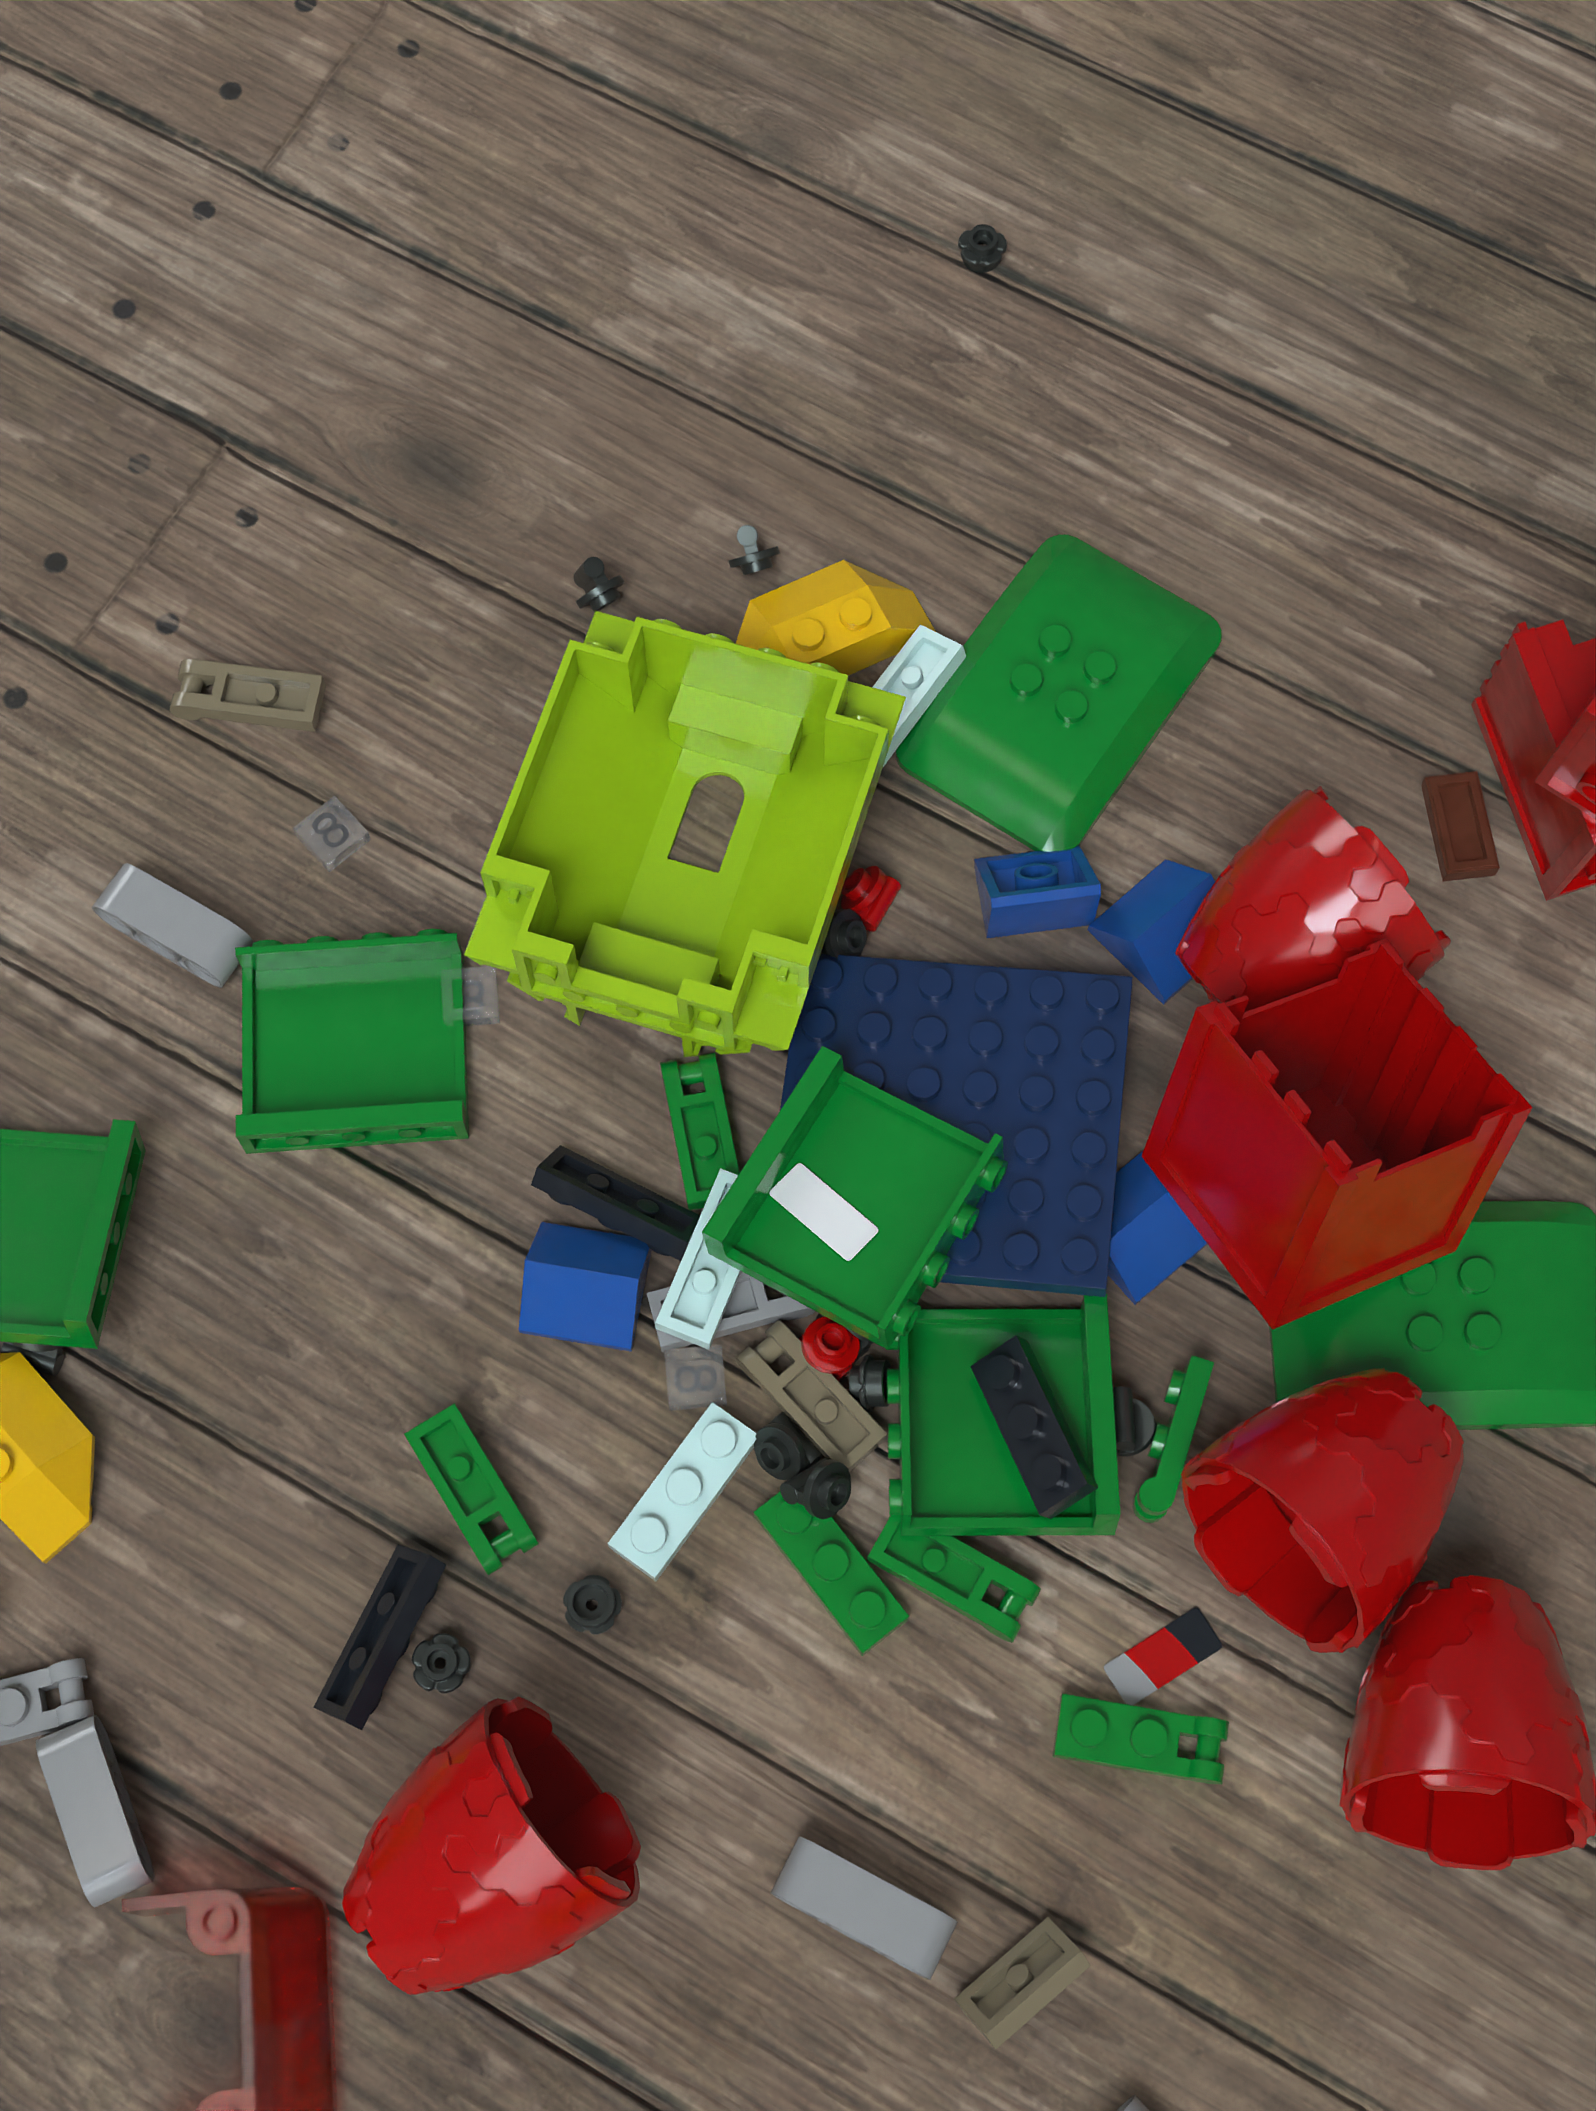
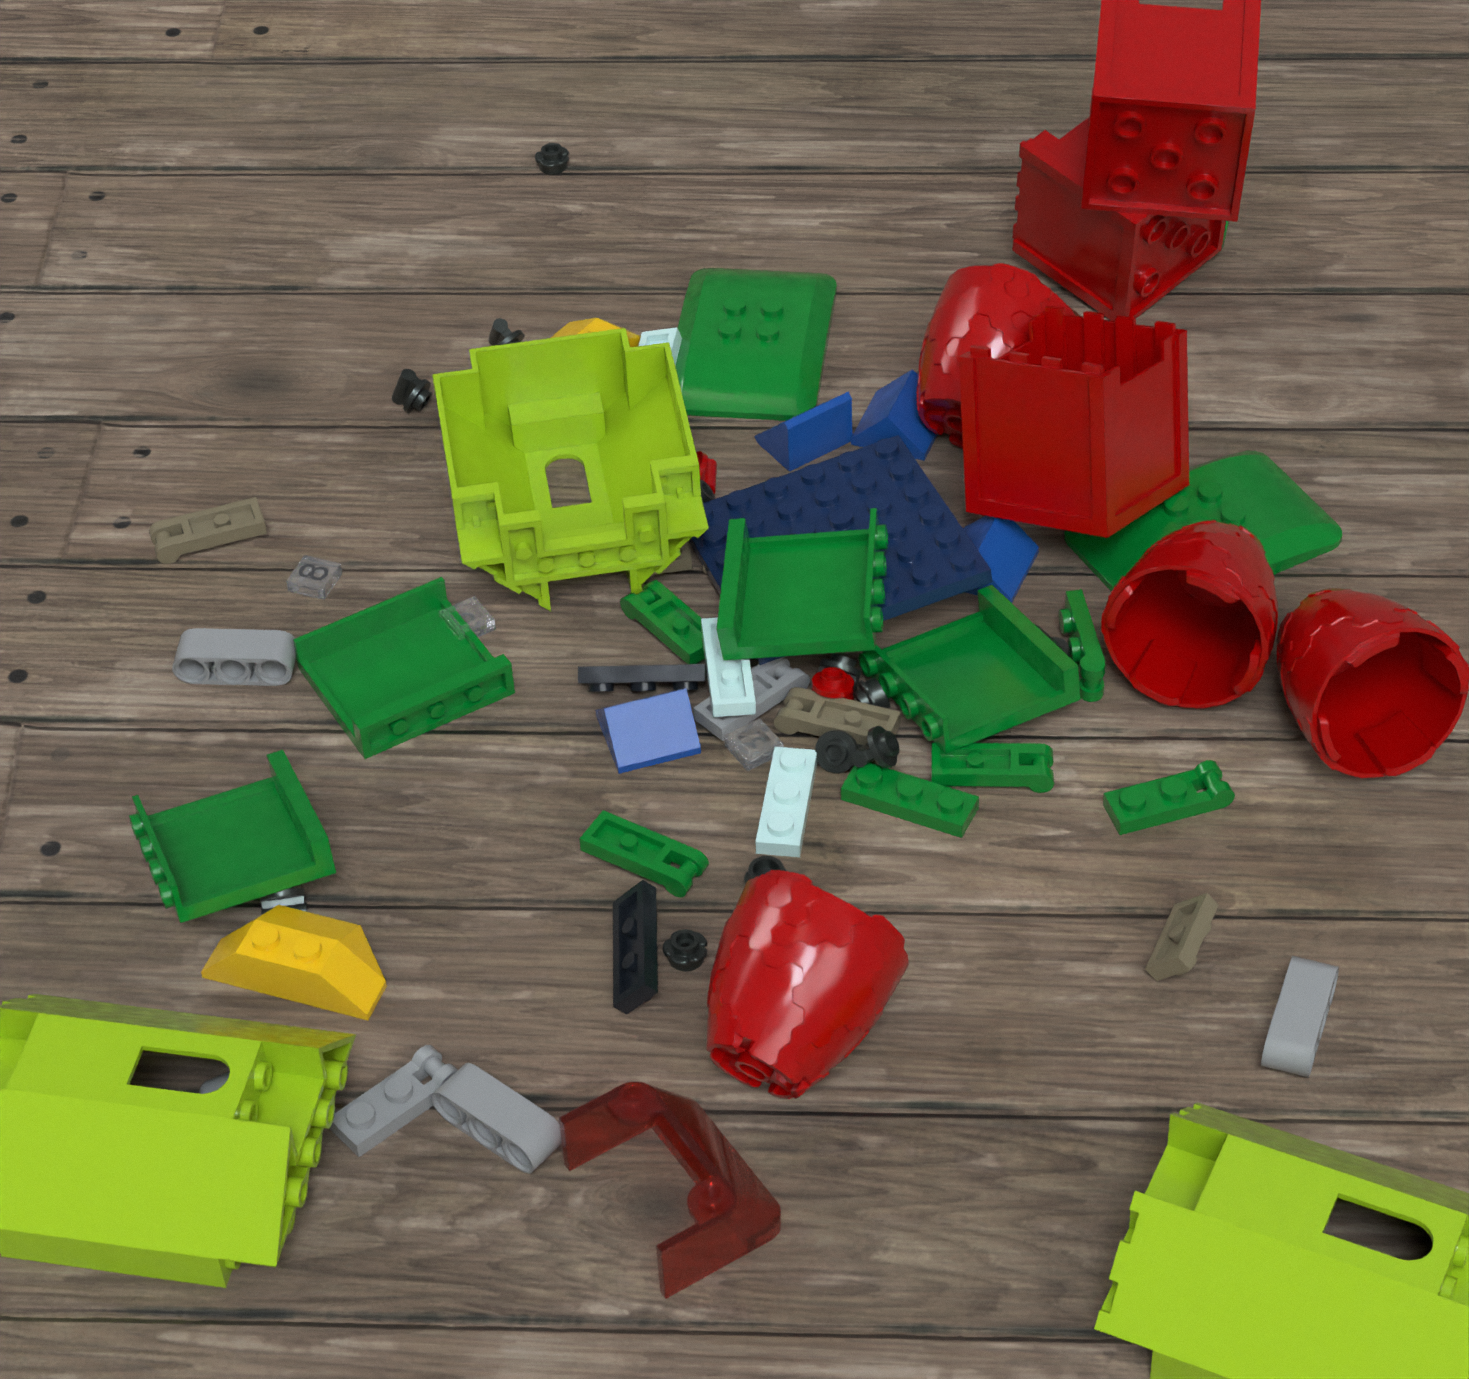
camera: 25 degrees left, 25 degrees down
(823, 1211) = (785, 604): white sticker -> none
(864, 1907) = (1054, 945): light grey beam -> none
(1034, 1427) = (993, 658): black plate -> none
(1162, 1656) = (1153, 757): sticker -> none

